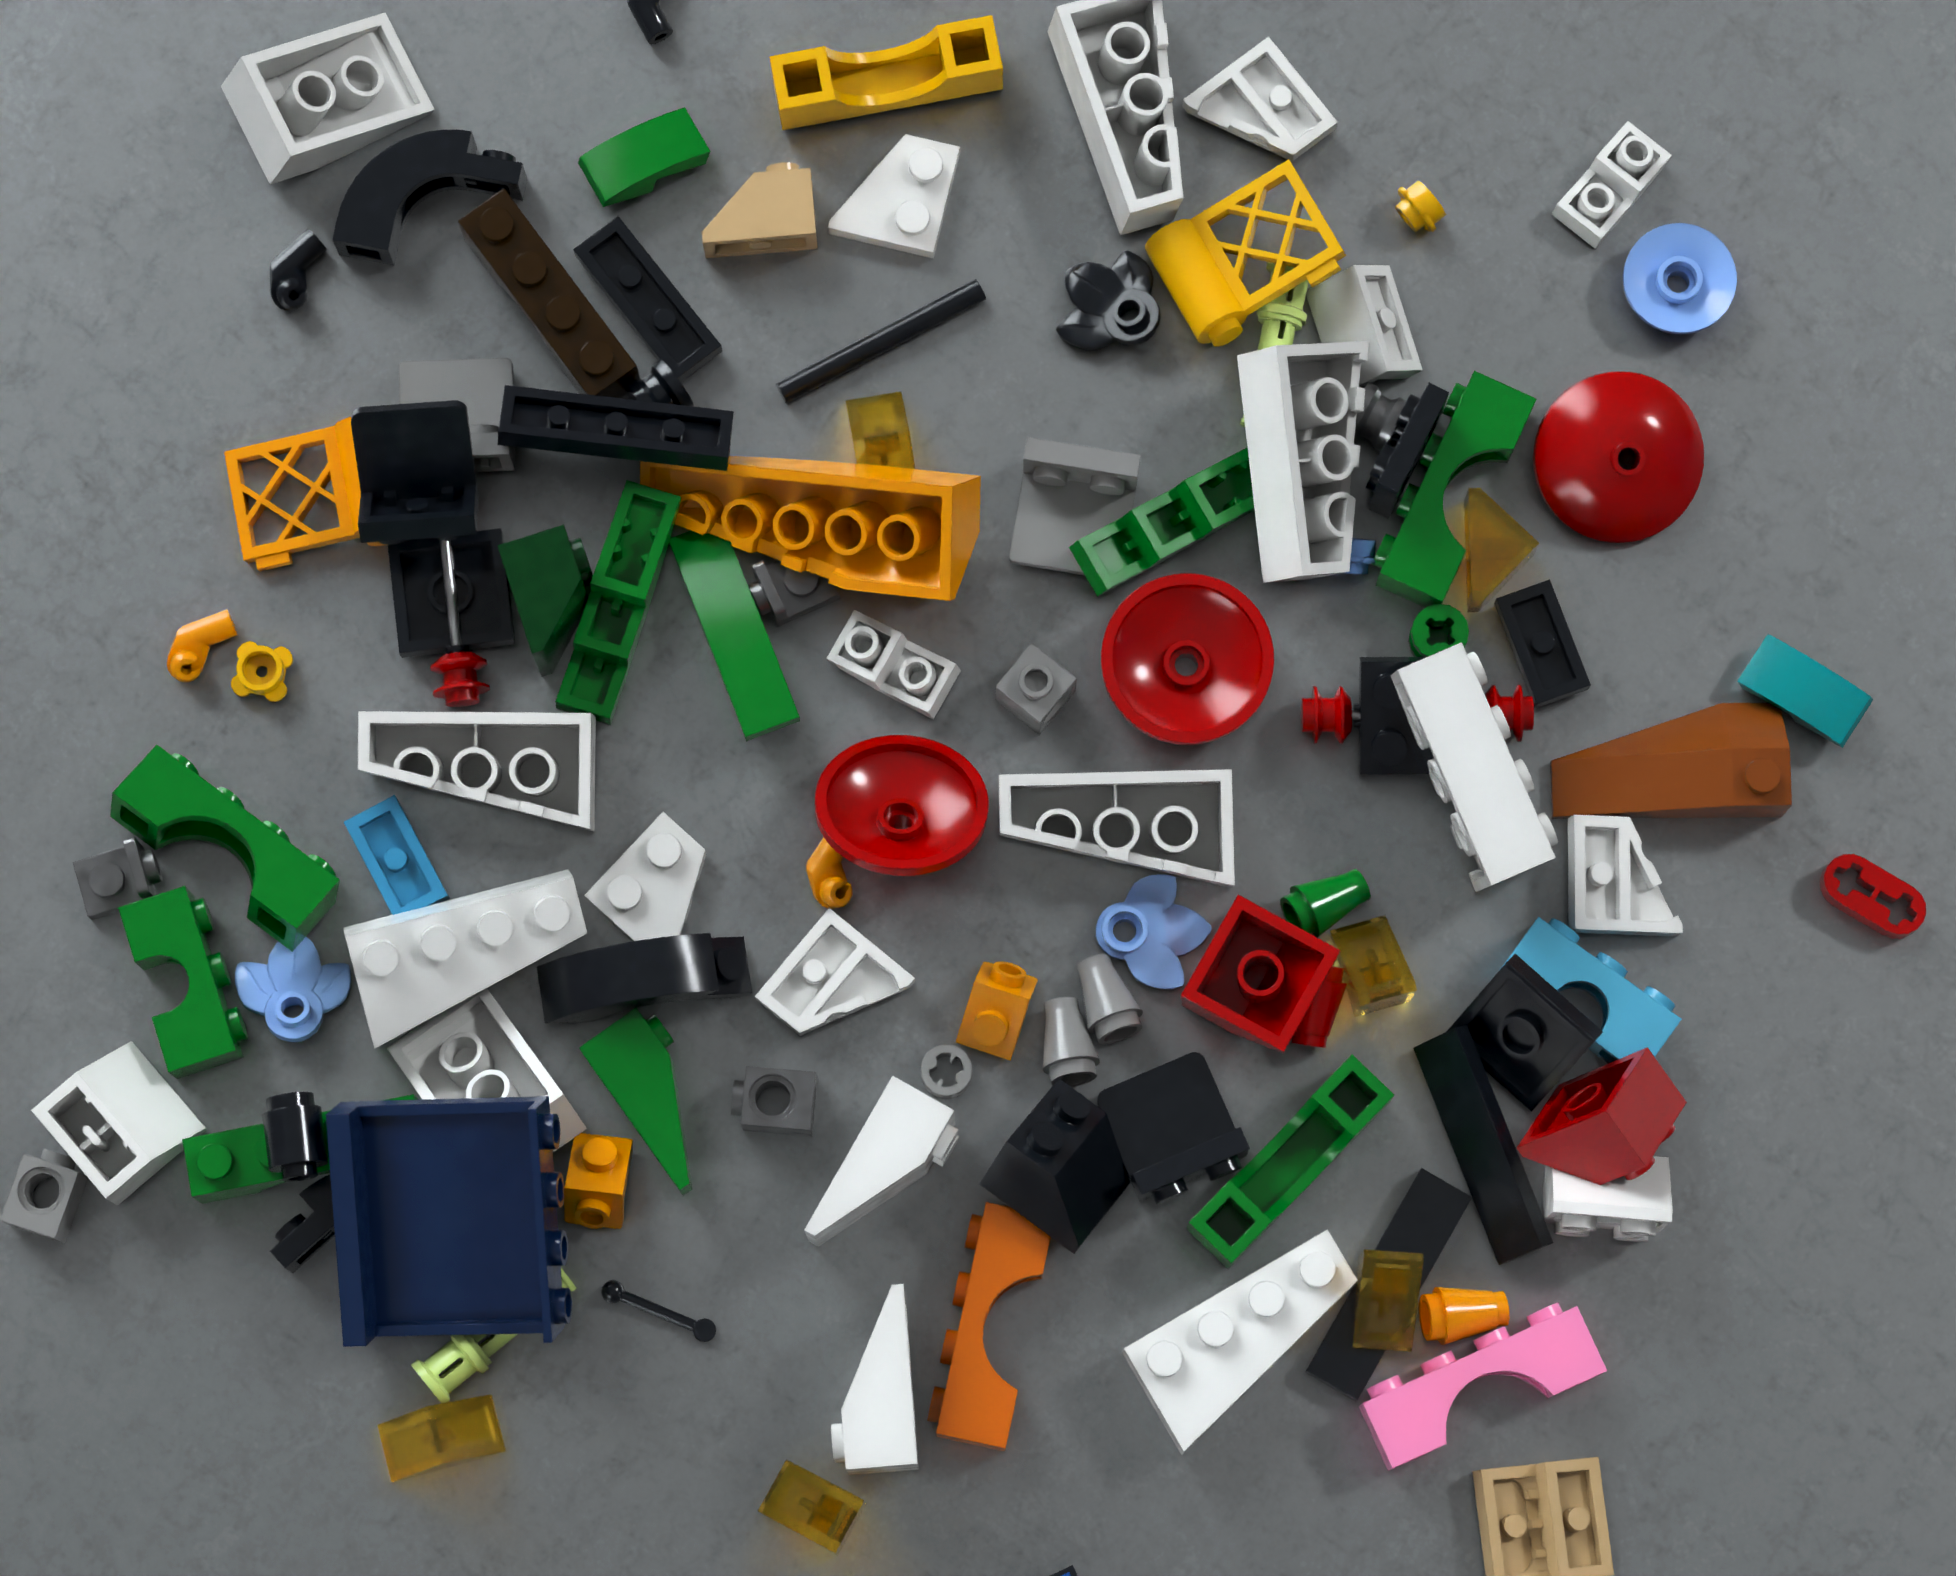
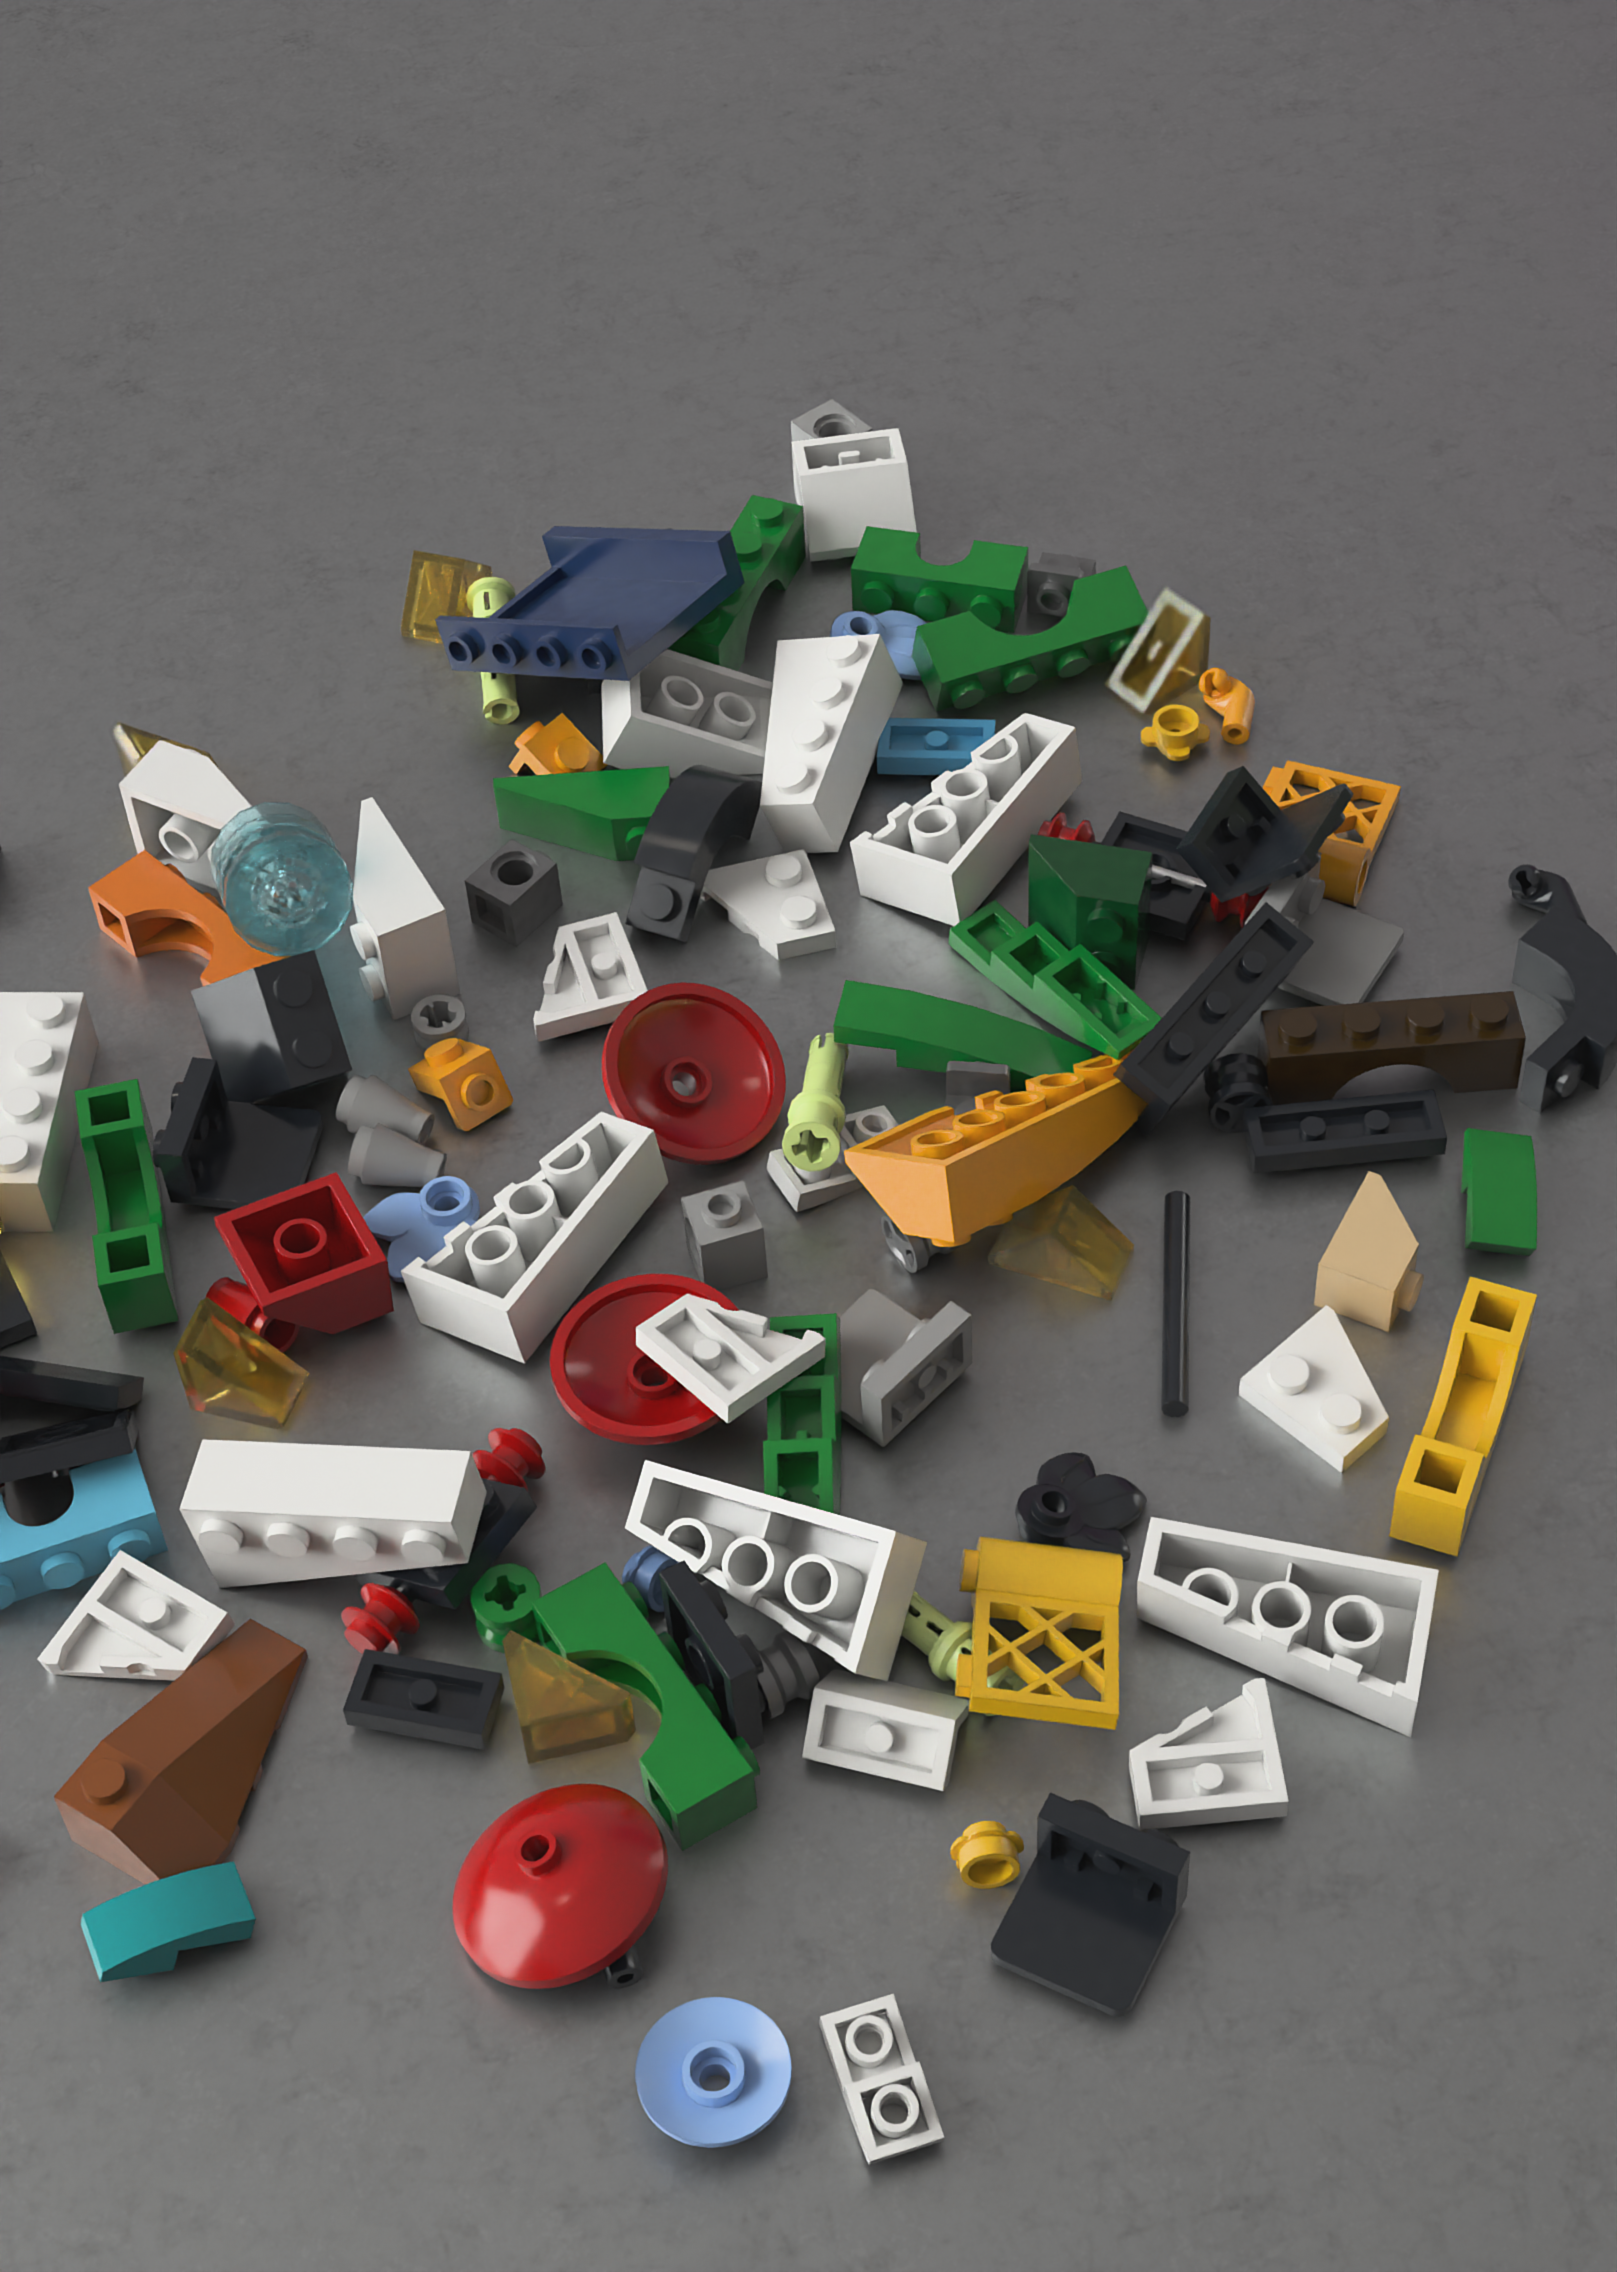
camera: 125 degrees right, 30 degrees down
(185, 725) = (1164, 655): none -> clear yellow slope
(294, 1136) = (754, 536): black brick -> none
(703, 1329) = (380, 781): black hinge -> none
(888, 682) = (817, 1113): none -> yellowish green pin
(925, 1254) = (261, 855): none -> clear light blue wheel
(1168, 588) = (725, 1353): none -> white wing
(1325, 901) = (335, 1365): green cone -> none
(1423, 118) = (1093, 1906): none -> black bracket

